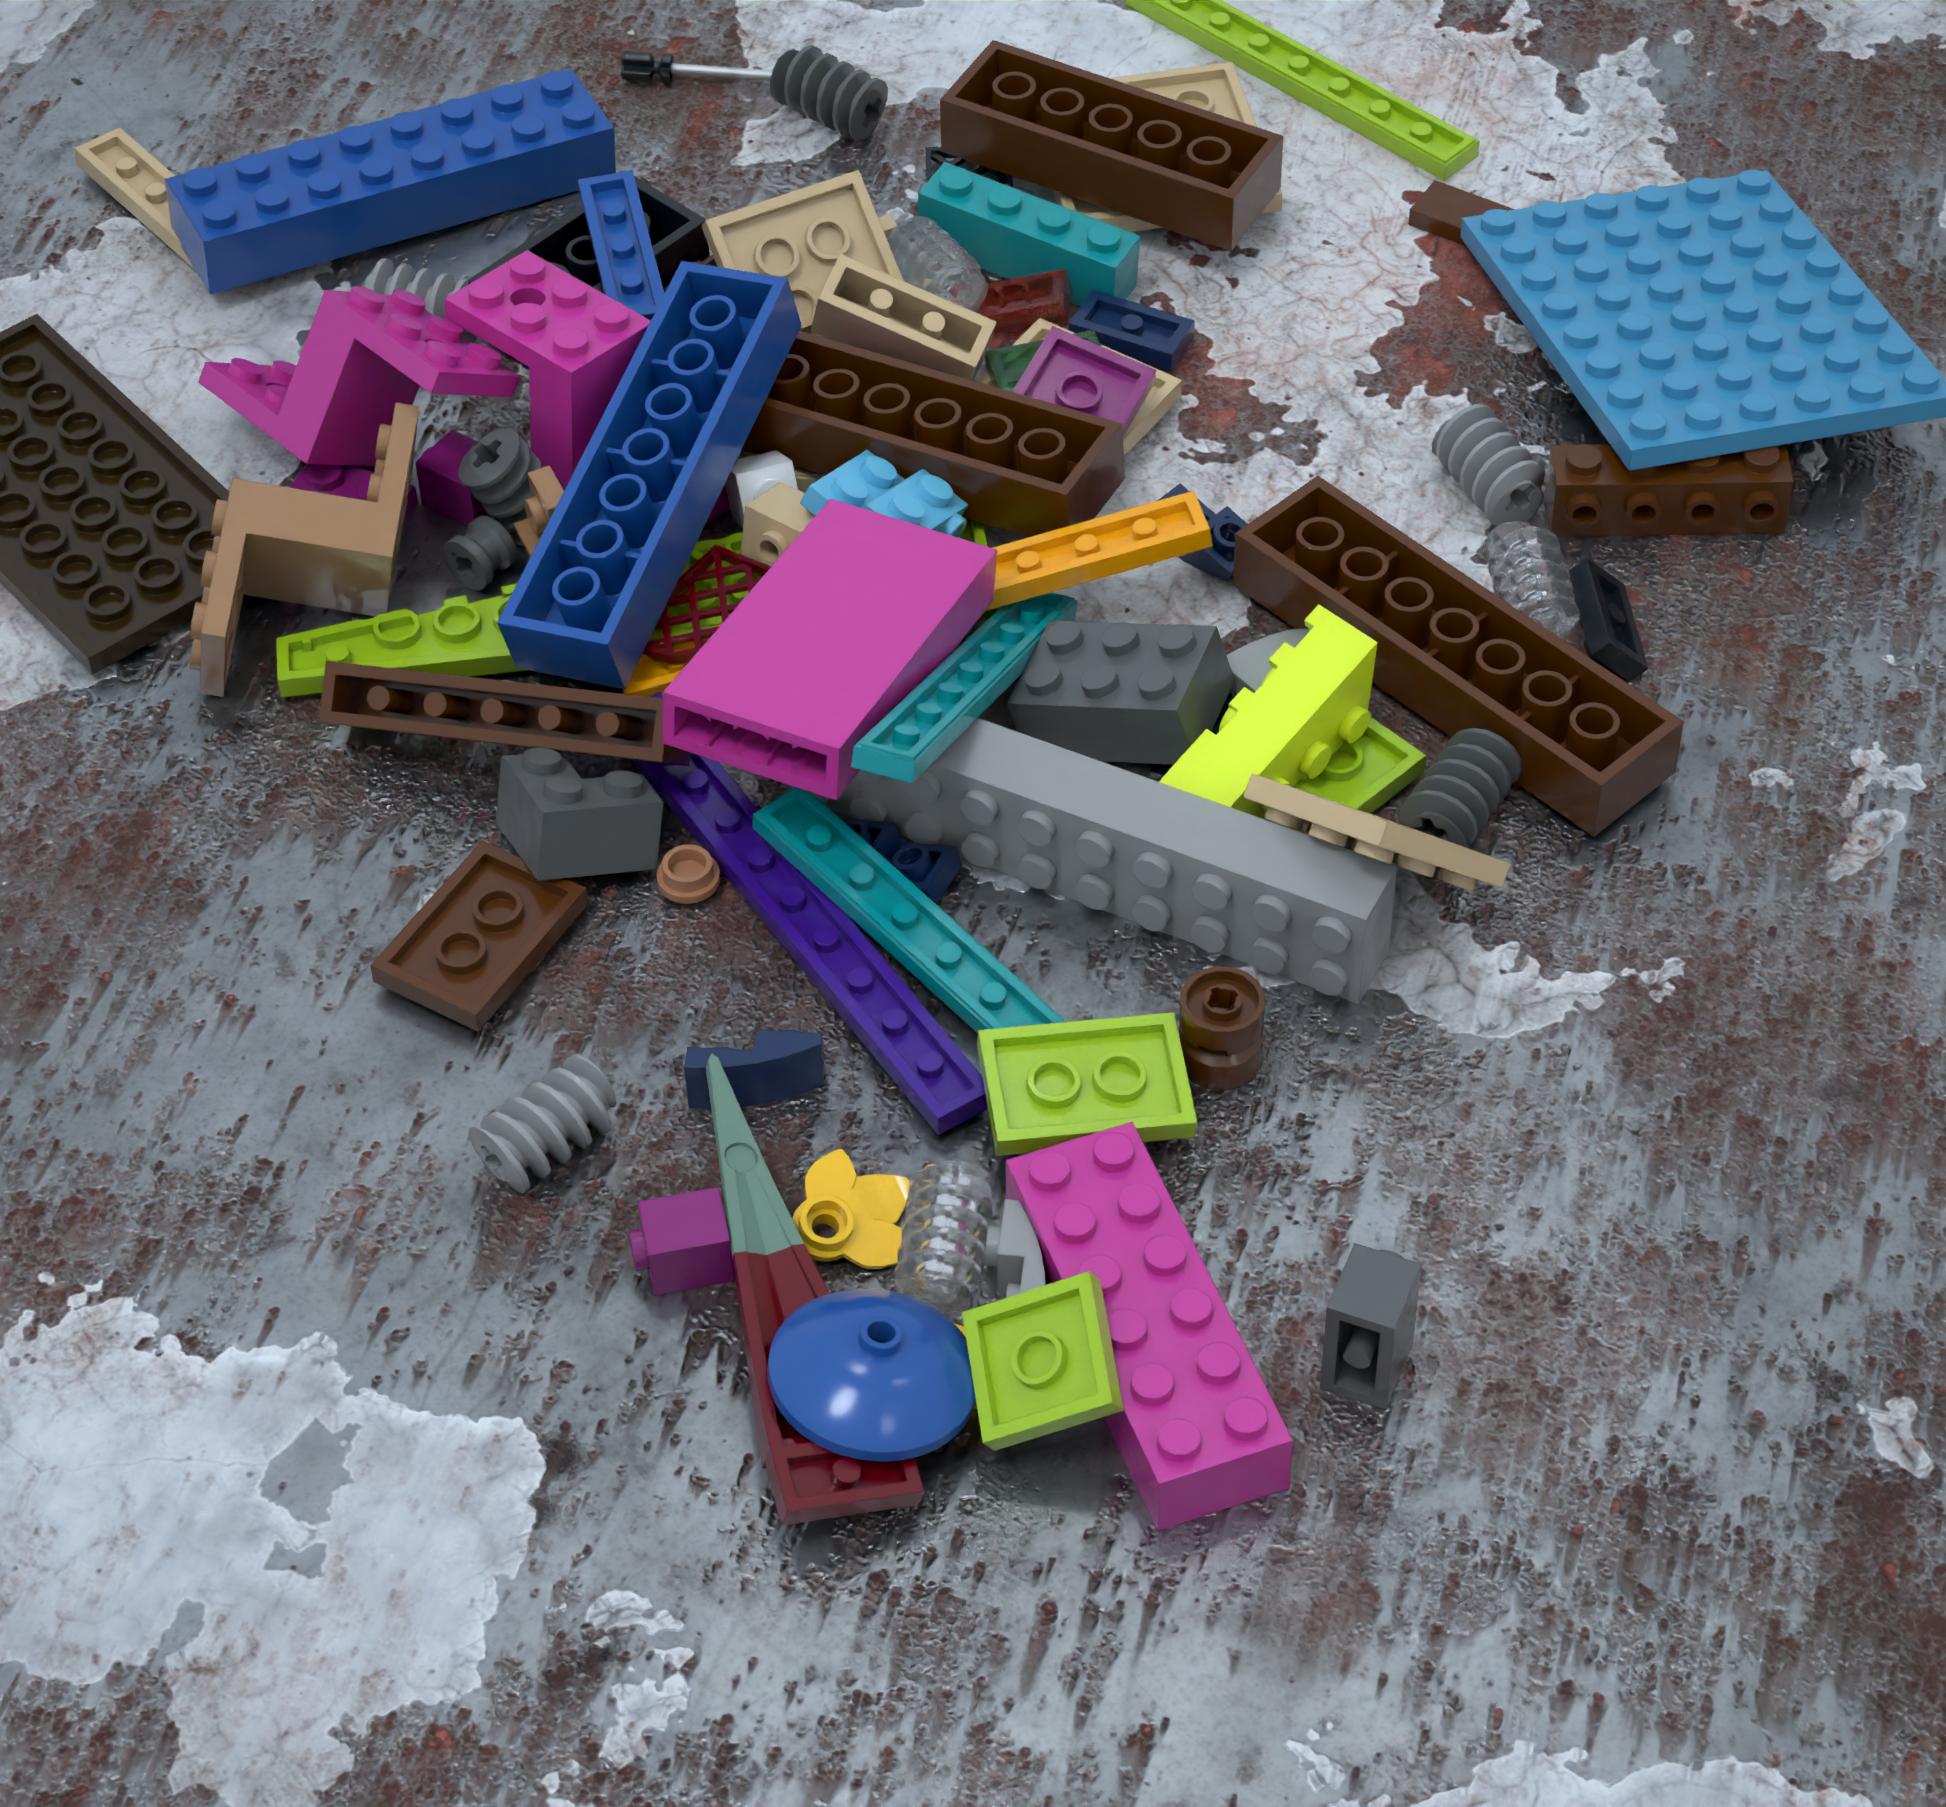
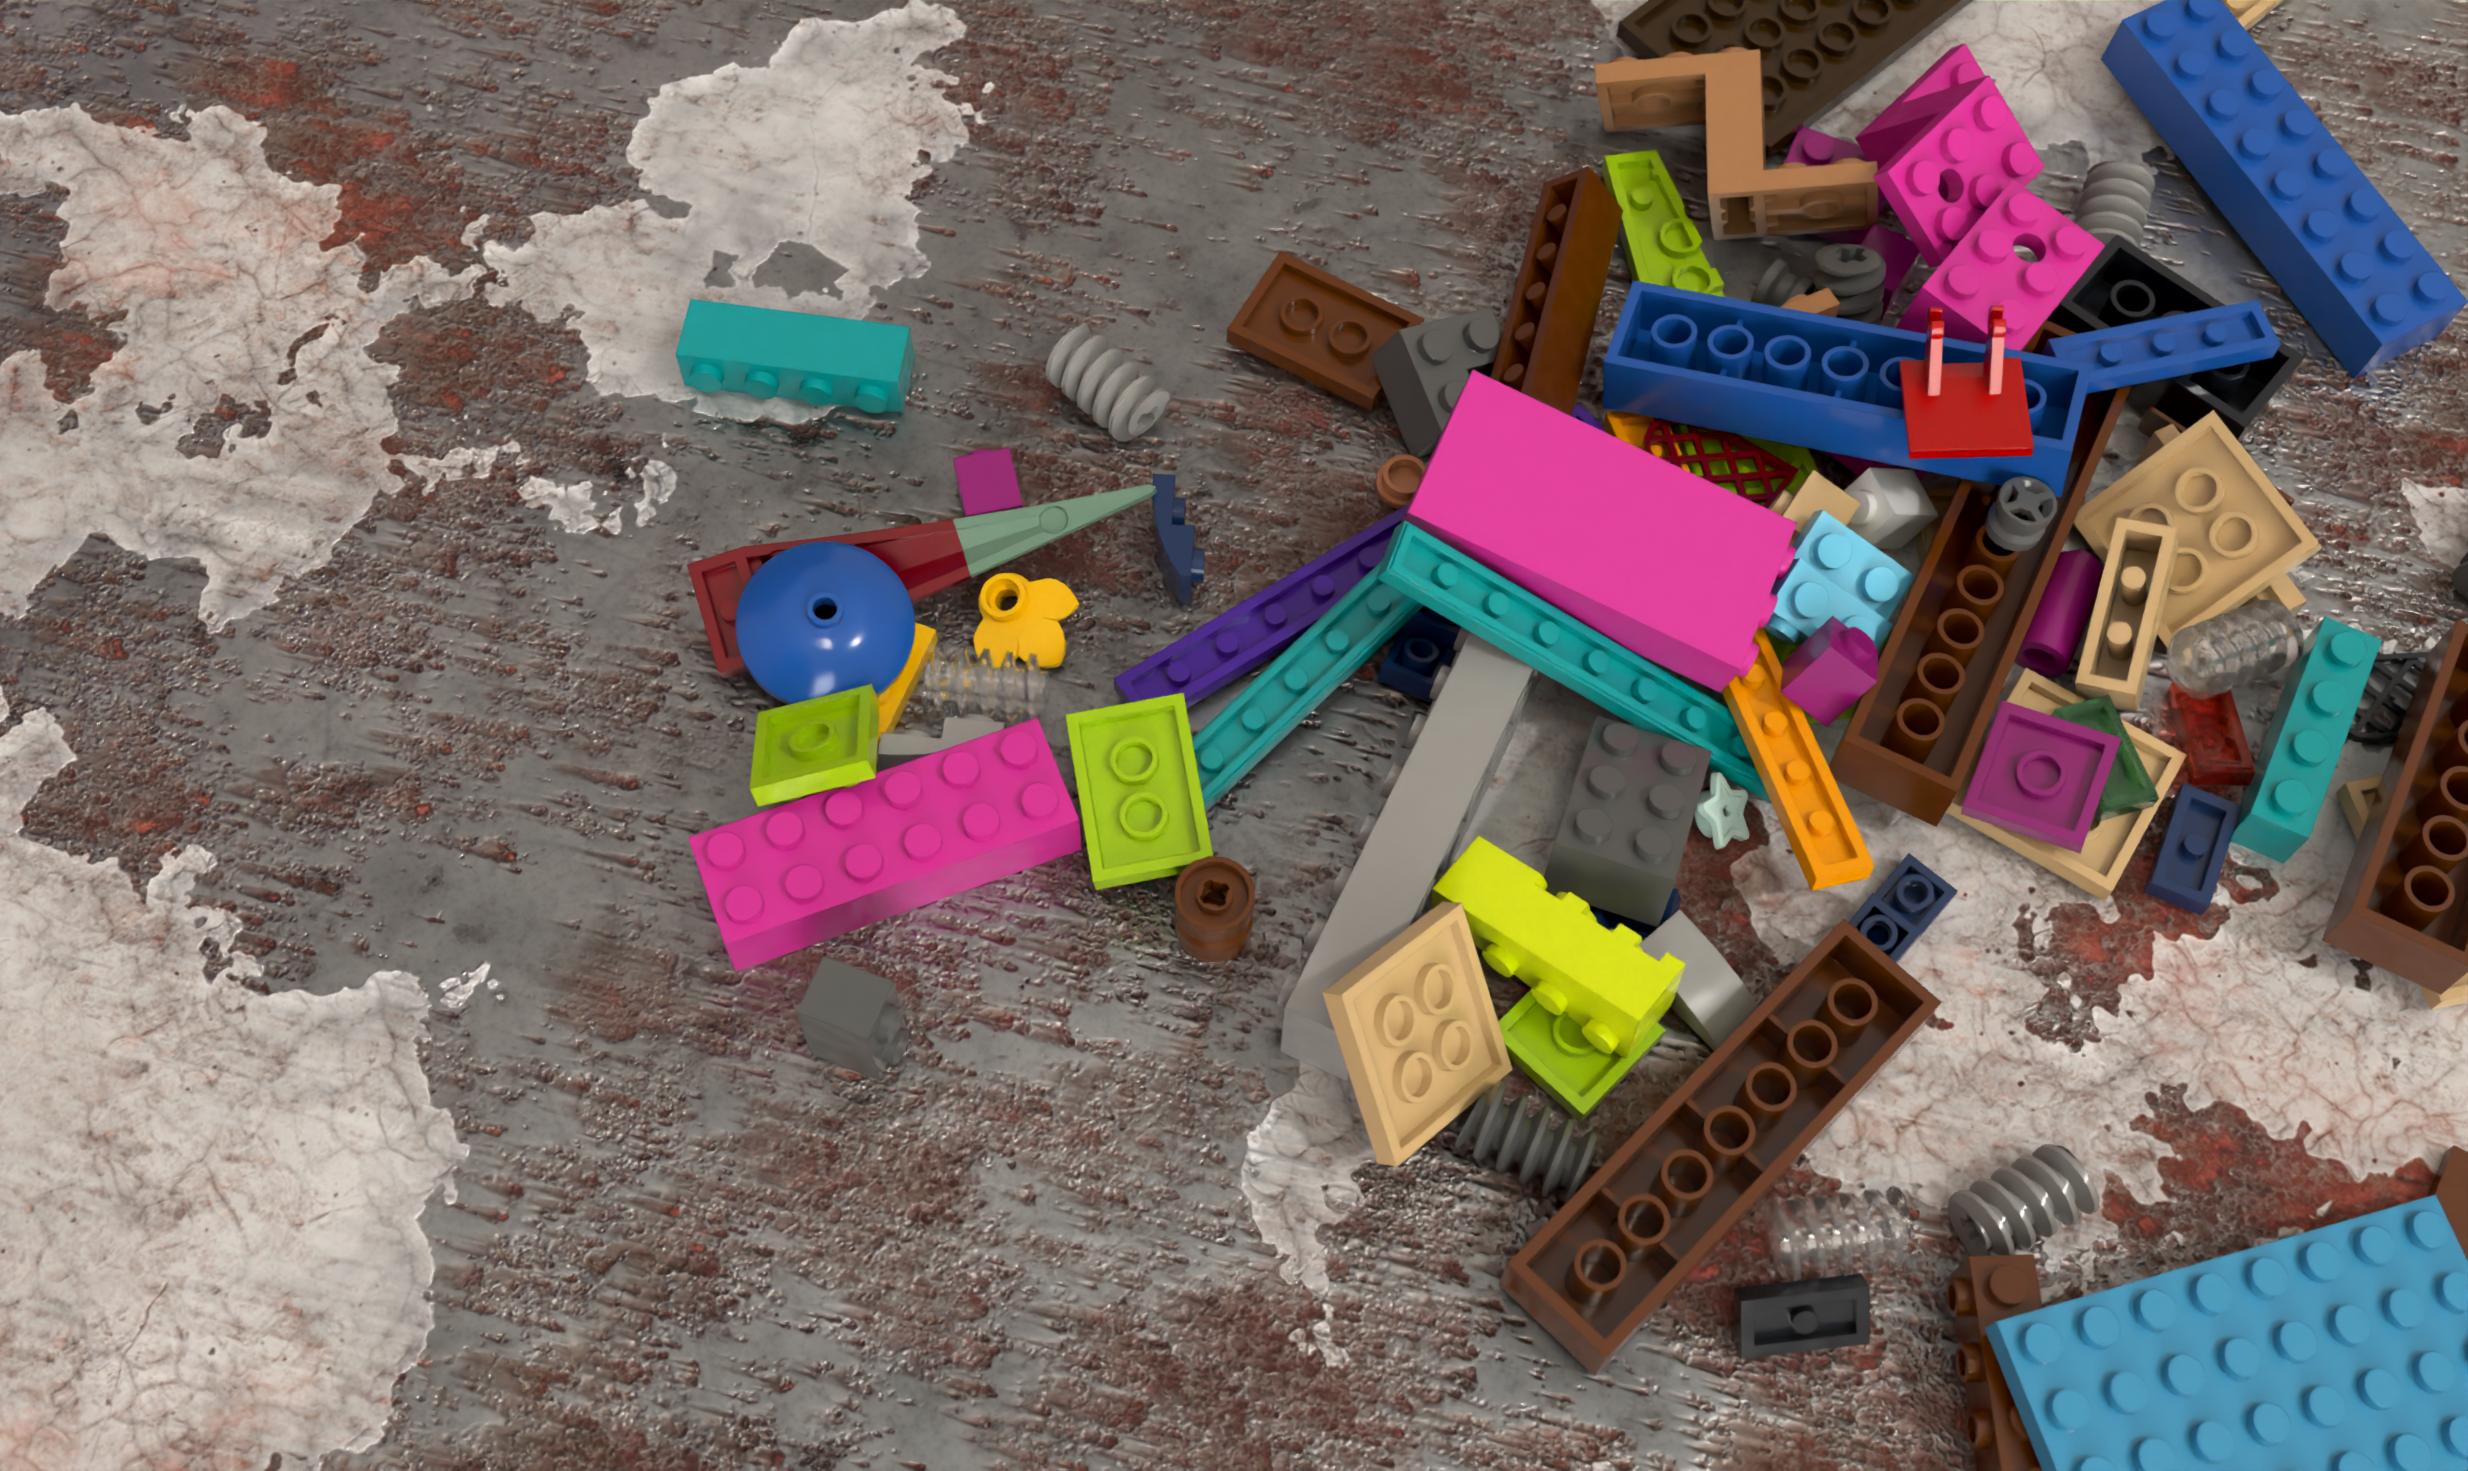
camera: 85 degrees right, 15 degrees up
(464, 1447) = (796, 356): none -> teal brick
(720, 341) = (1965, 406): none -> red plate
(817, 355) = (2020, 513): none -> dark grey wheel
(981, 503) = (1830, 670): none -> magenta brick

